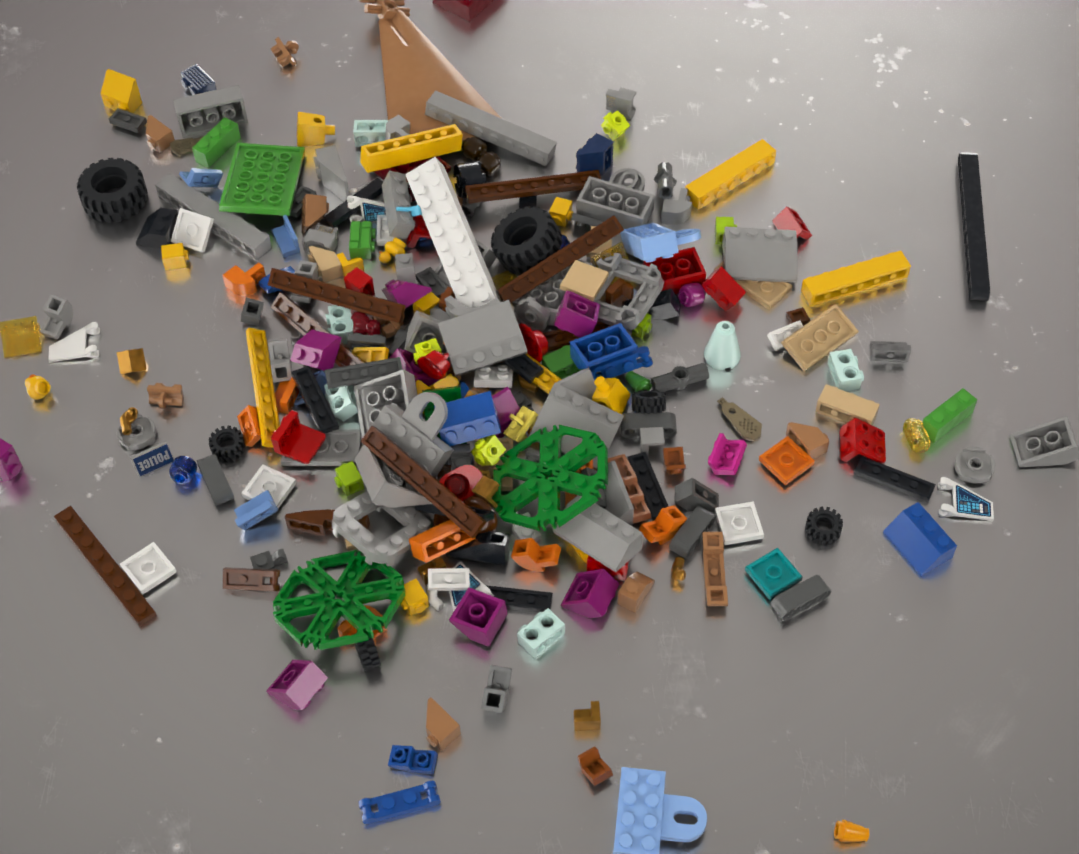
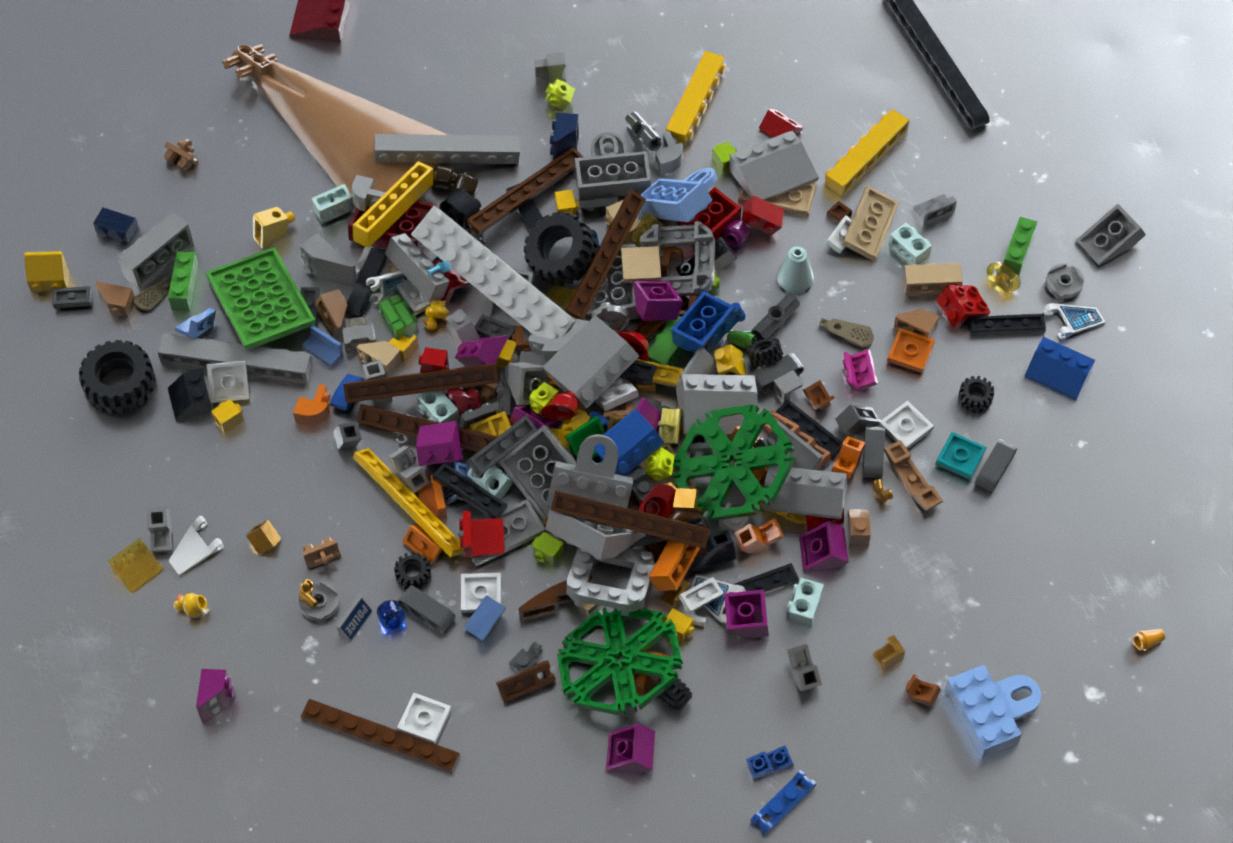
camera: 30 degrees left, 5 degrees up
(440, 726) = (774, 722): medium nougat slope -> none

